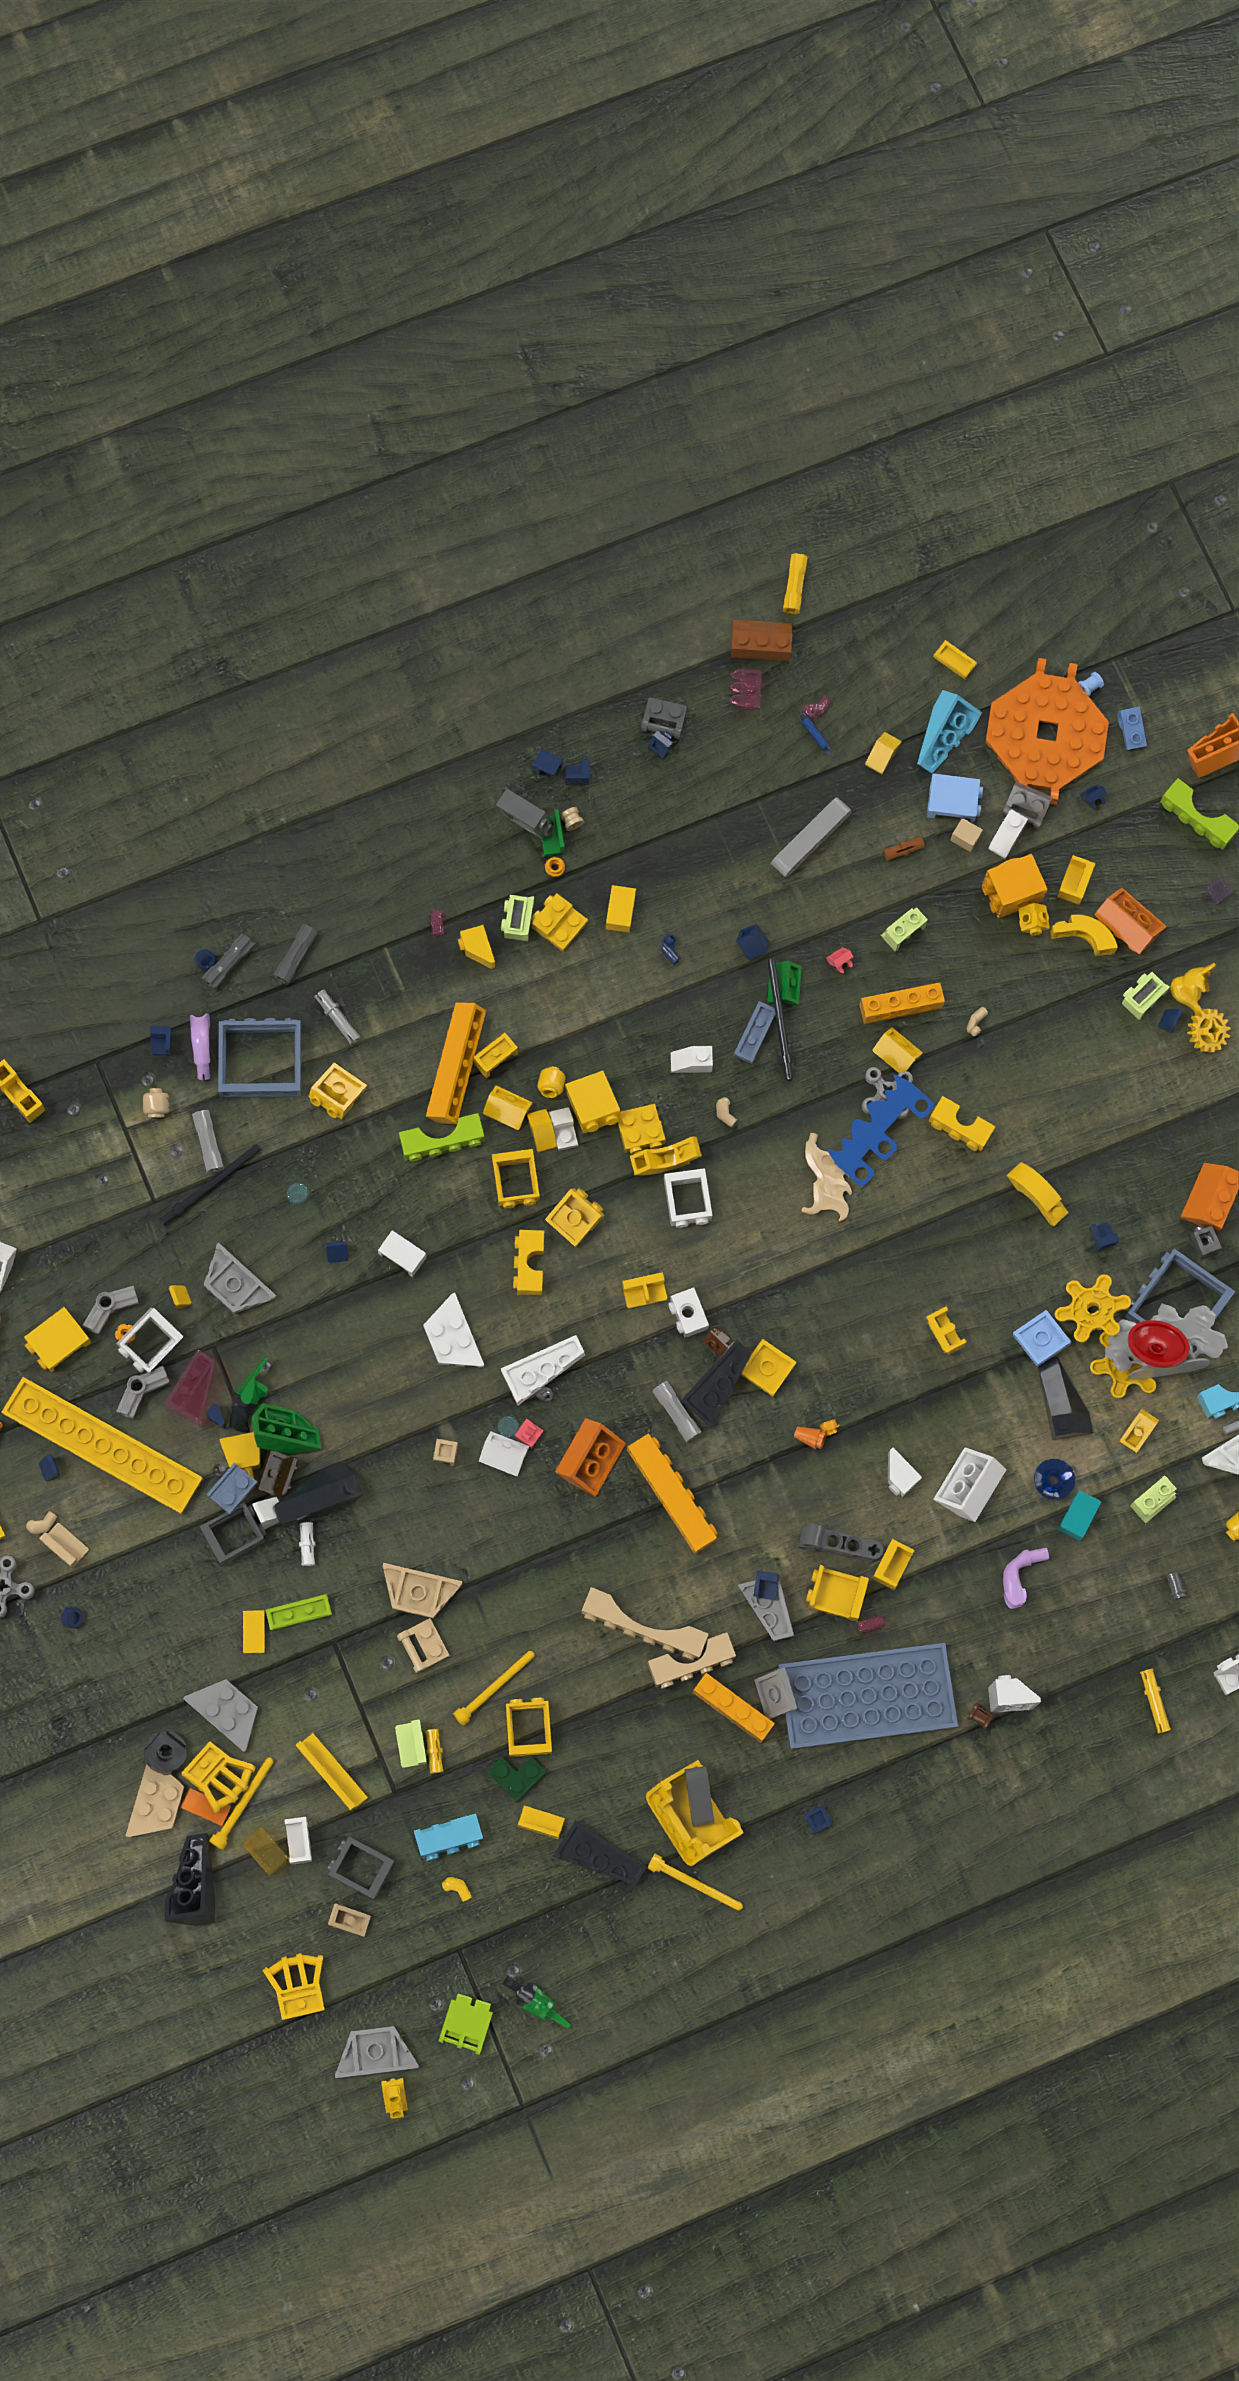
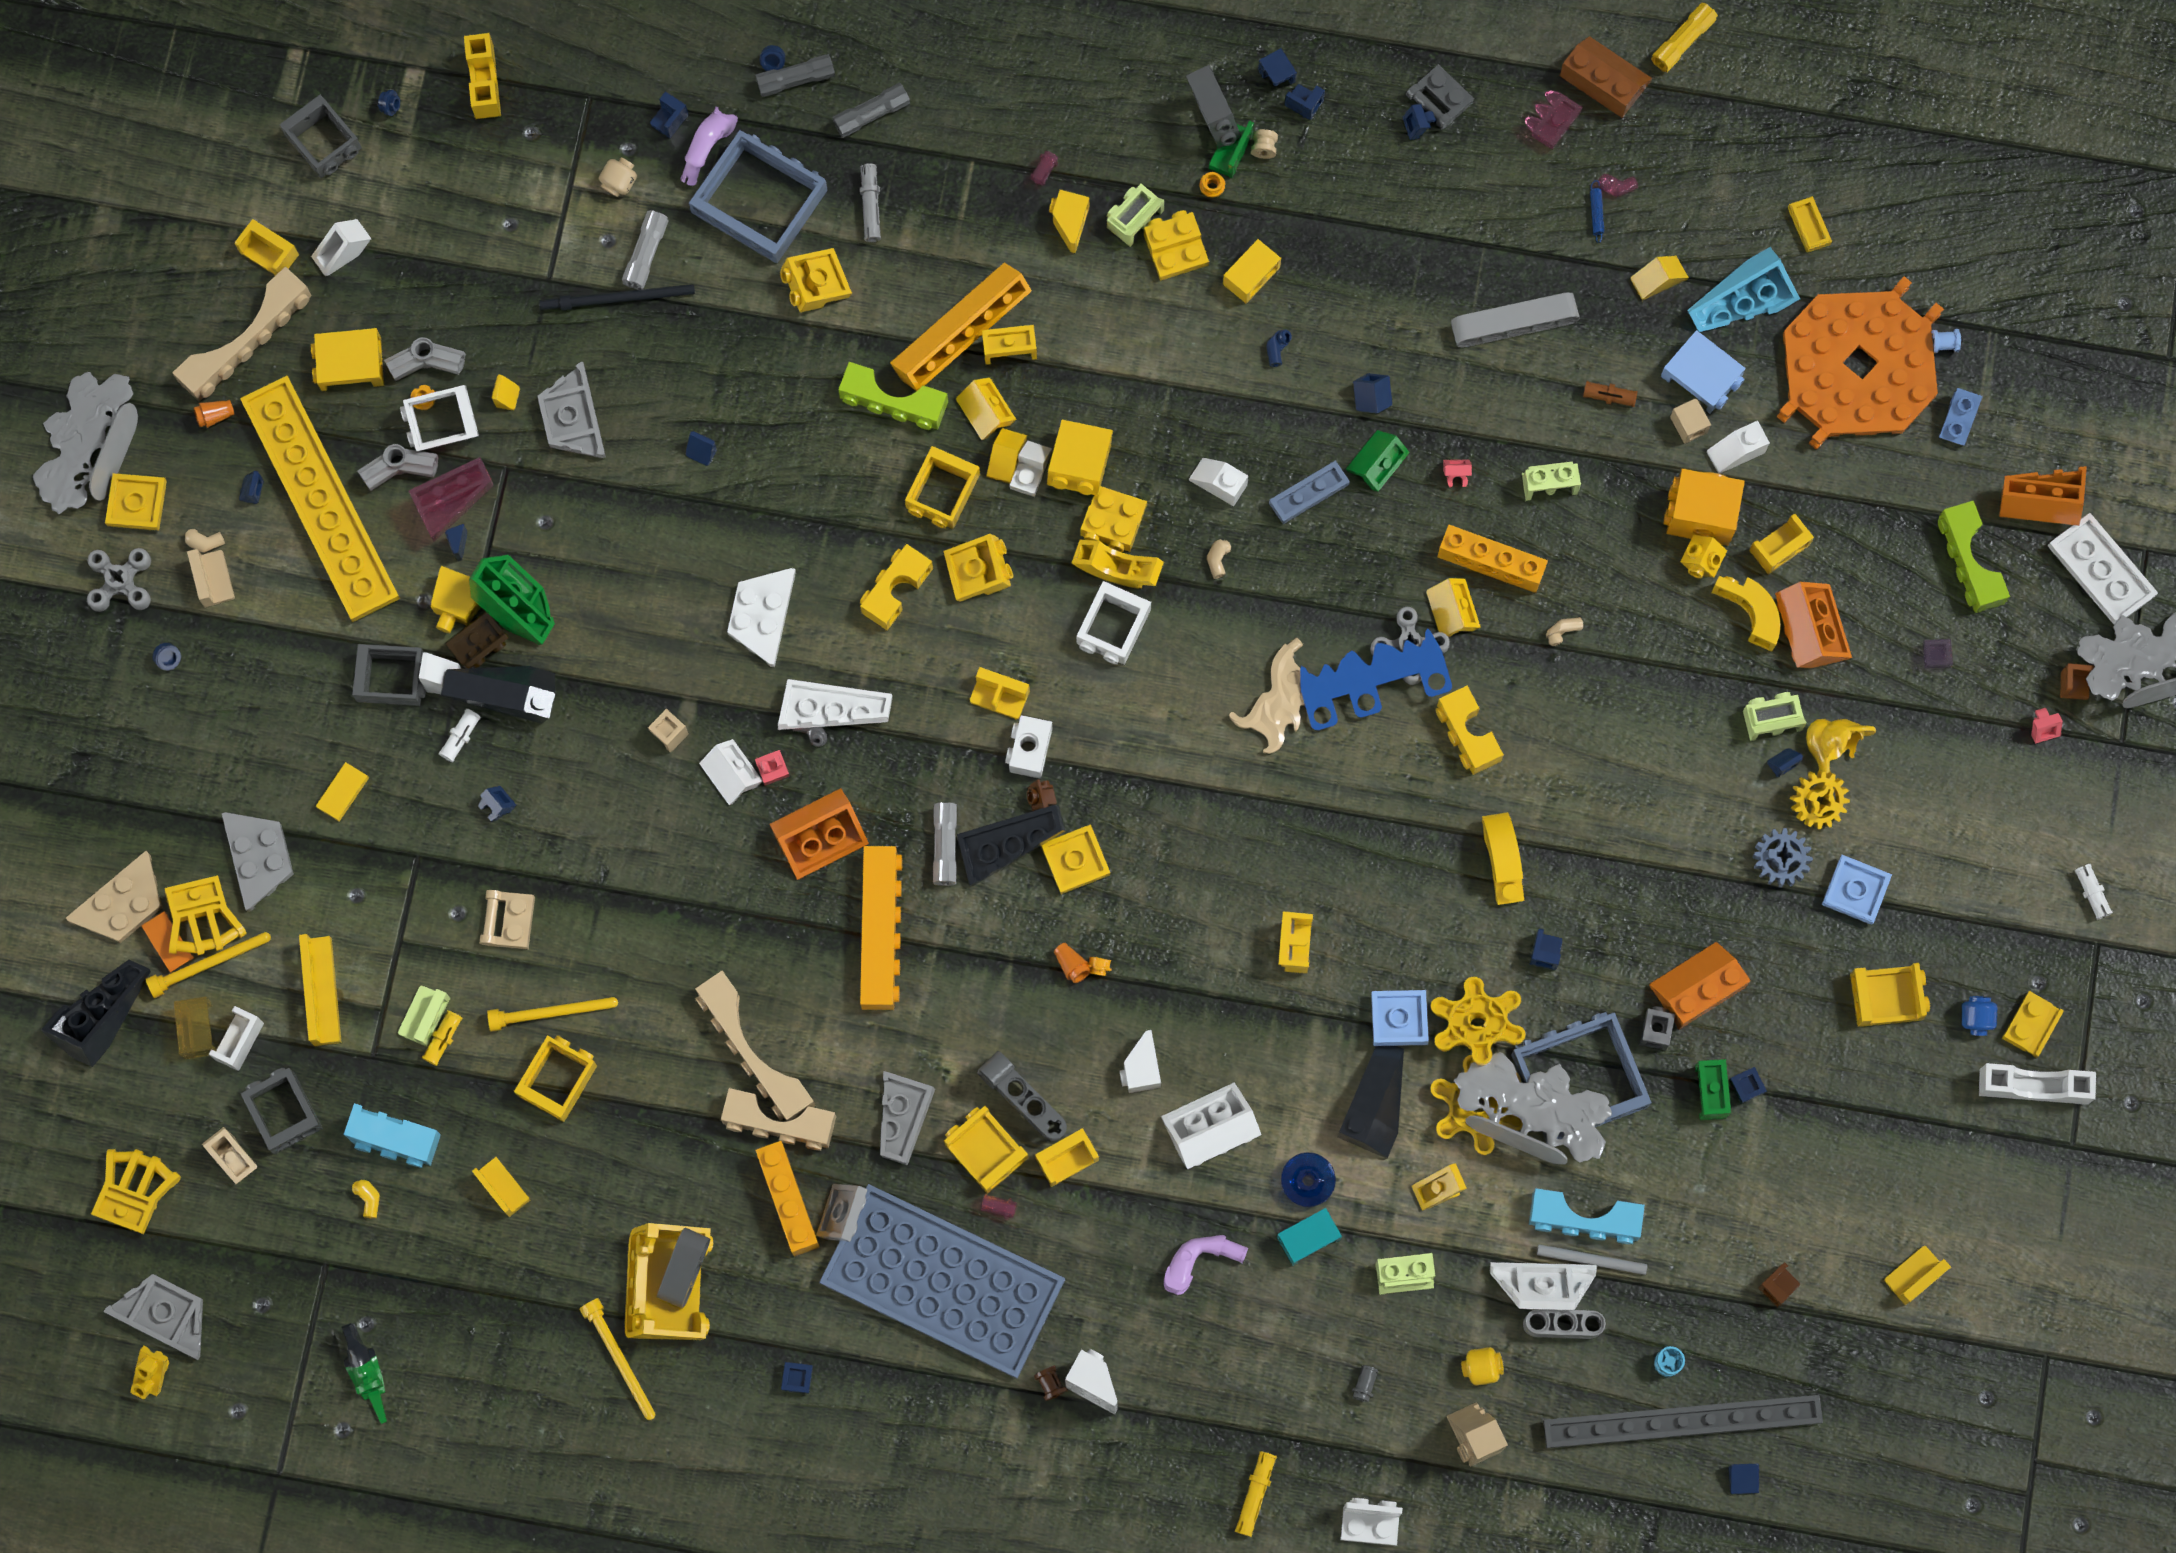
camera: 40 degrees right, 0 degrees up
(166, 1764) = (156, 870): black plate -> none
(232, 1488) = (417, 625): sand blue plate -> none
(247, 1398) = (502, 541): animal -> none
(297, 1193) = (702, 362): clear light blue tile -> none
(298, 1612) = (402, 801): lime tile -> none
(363, 1571) = (498, 801): none -> dark blue tile
(402, 1253) = (767, 493): white panel -> none
(418, 1591) = (541, 859): tan wing -> none
(466, 2023) = (278, 1346): lime plate -> none
(508, 1426) = (754, 746): clear light blue tile -> none
(516, 1783) = (504, 1126): dark green plate -> none
(551, 1082) = (1050, 409): yellow head -> none
(590, 1850) = (534, 1252): black wing -> none
(766, 1585) = (910, 1089): dark blue panel -> none
(786, 1058) = (1324, 540): black bar -> none
(1030, 800) = (1788, 426): flat silver plate -> none
(1092, 794) = (1867, 462): dark blue tile -> none
(1158, 1344) = (1519, 1102): red dish -> none
(1216, 1078) = (1793, 857): none -> sand blue gear

